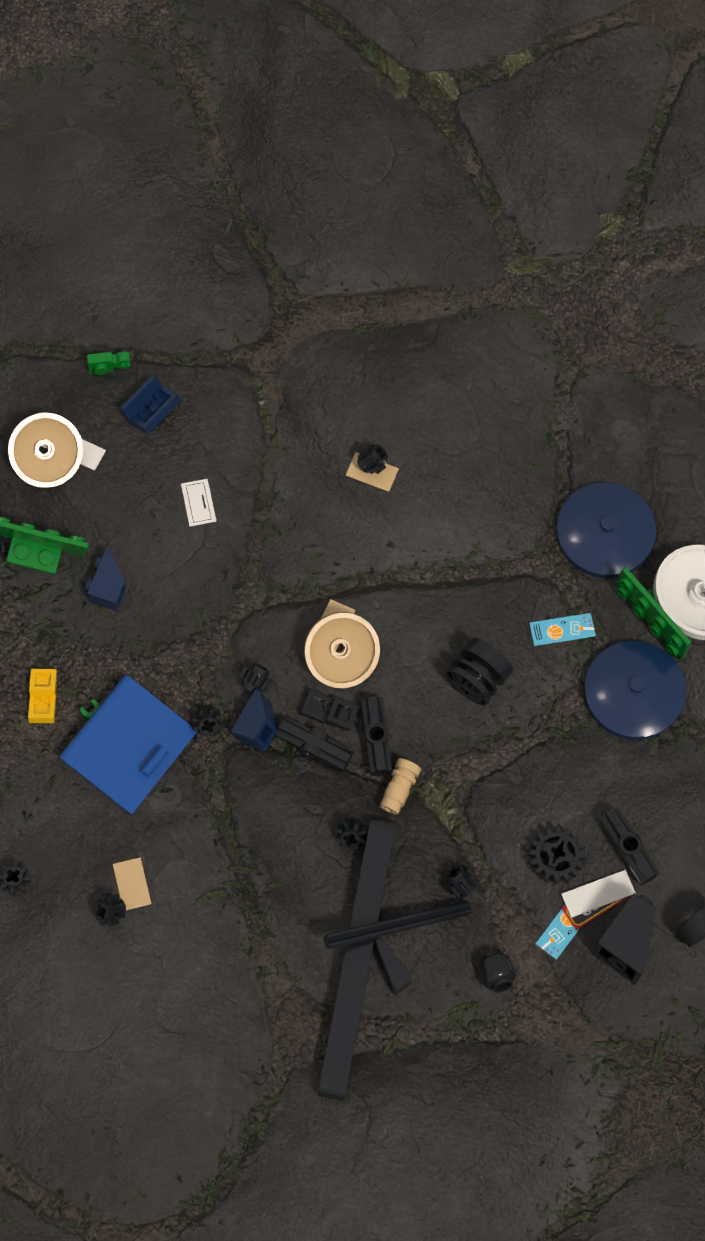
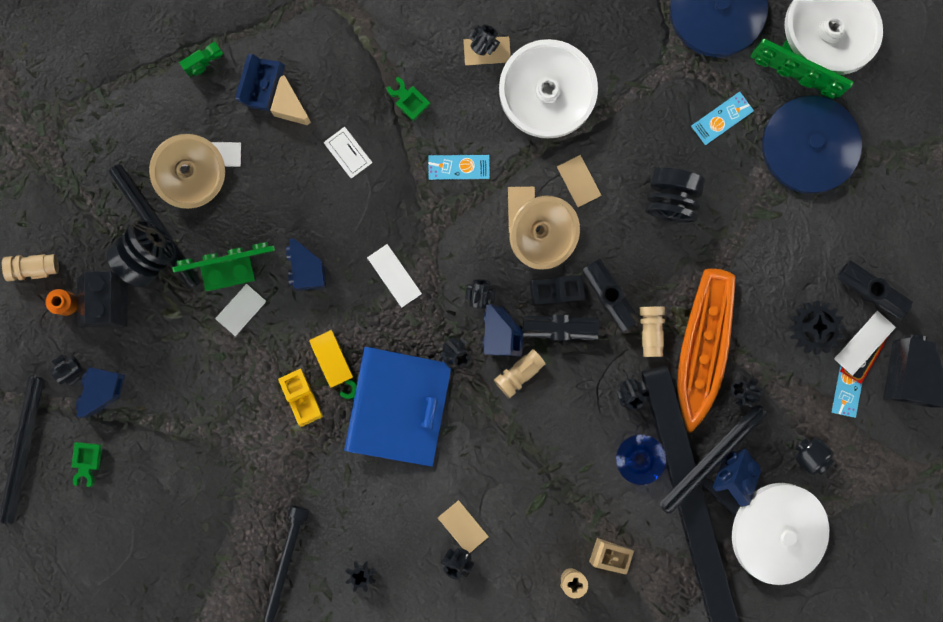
camera: 25 degrees left, 15 degrees up
(28, 594) = (240, 310): none -> white sticker
(88, 673) = (331, 358): none -> yellow slope
(164, 435) = (287, 105): none -> tan slope
(185, 629) = (394, 275): none -> white sticker
(206, 965) = (579, 587): none -> tan axle
(256, 766) = (519, 373): none -> tan axle
(257, 973) = (611, 557): none -> tan slope
(277, 483) = (410, 101): none -> green plate
(294, 561) = (458, 167): none -> medium azure sticker
(329, 884) = (653, 463): none -> clear blue dish
(399, 624) = (579, 181): none -> tan sticker
(409, 527) = (548, 88): none -> white dish
(414, 952) = (739, 475): none -> dark blue bracket
(428, 1026) = (780, 534): none -> white dish
(443, 824) = (705, 346): none -> orange piece

